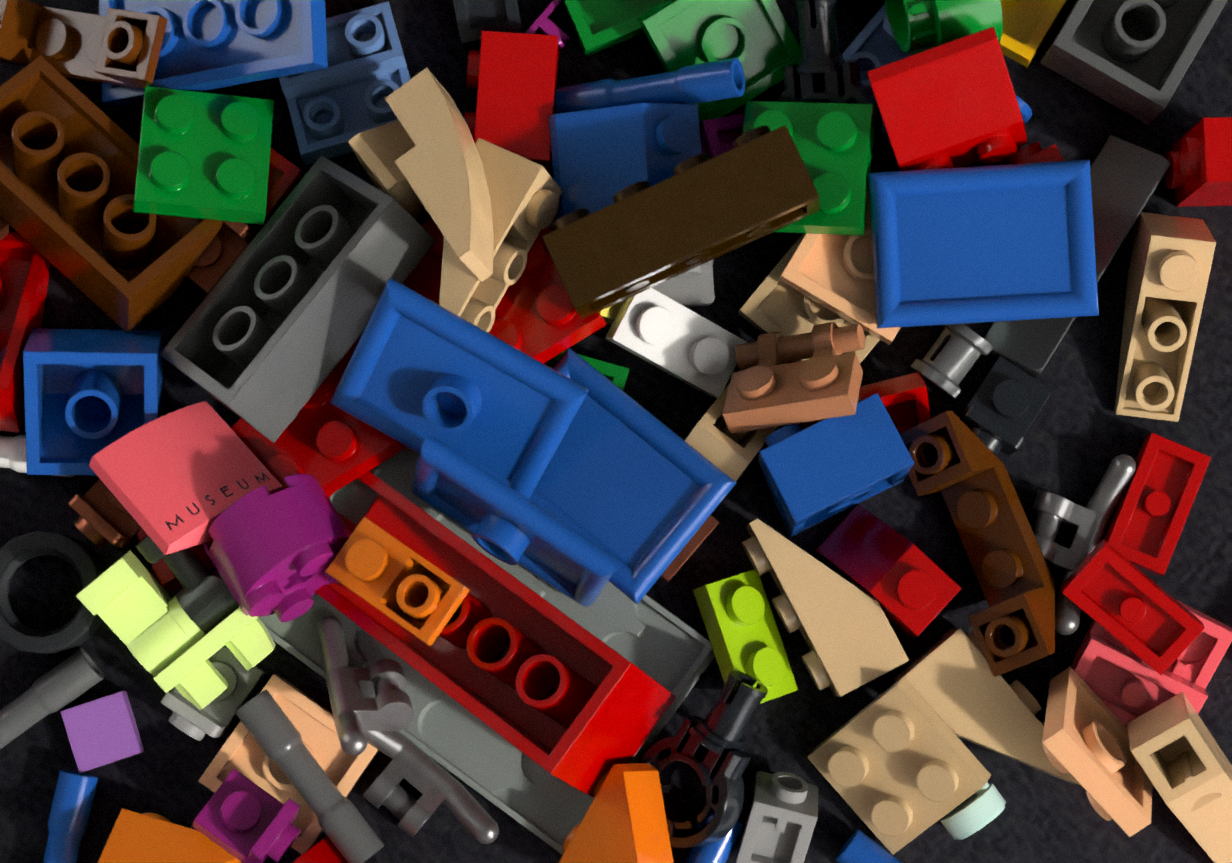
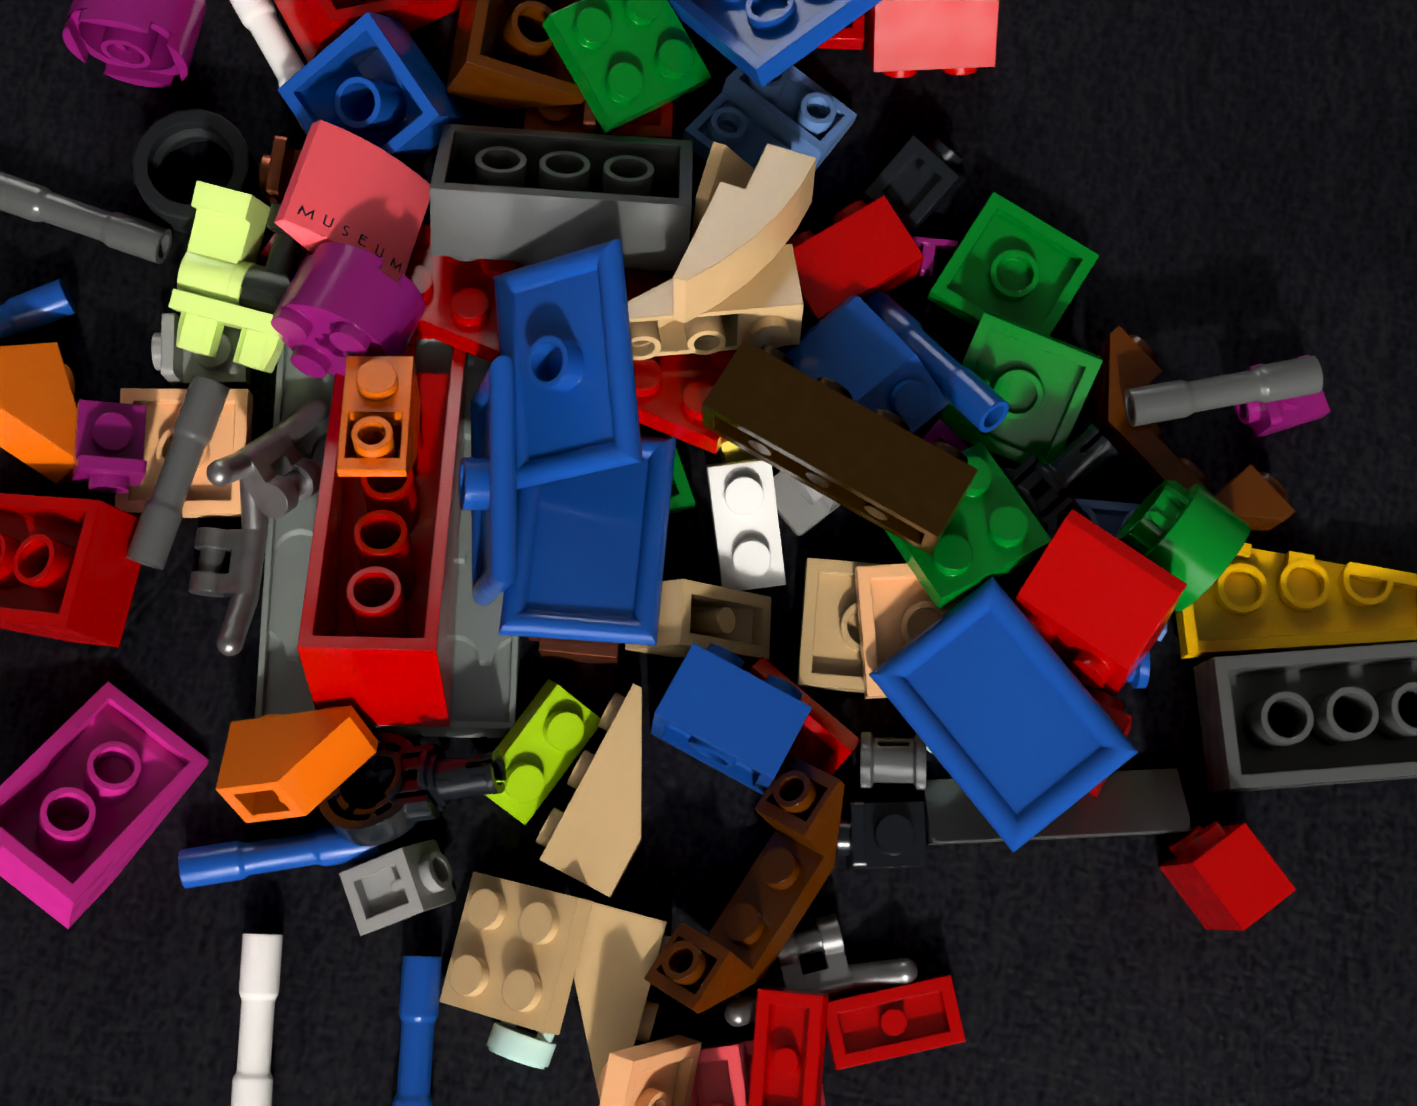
camera: 50 degrees right, 5 degrees down
(102, 731) = (114, 291): medium lavender tile -> none
(796, 392) = (779, 636): nougat plate -> none
(888, 570) = (676, 830): red slope -> none
(1162, 314) = (1056, 915): tan slope -> none

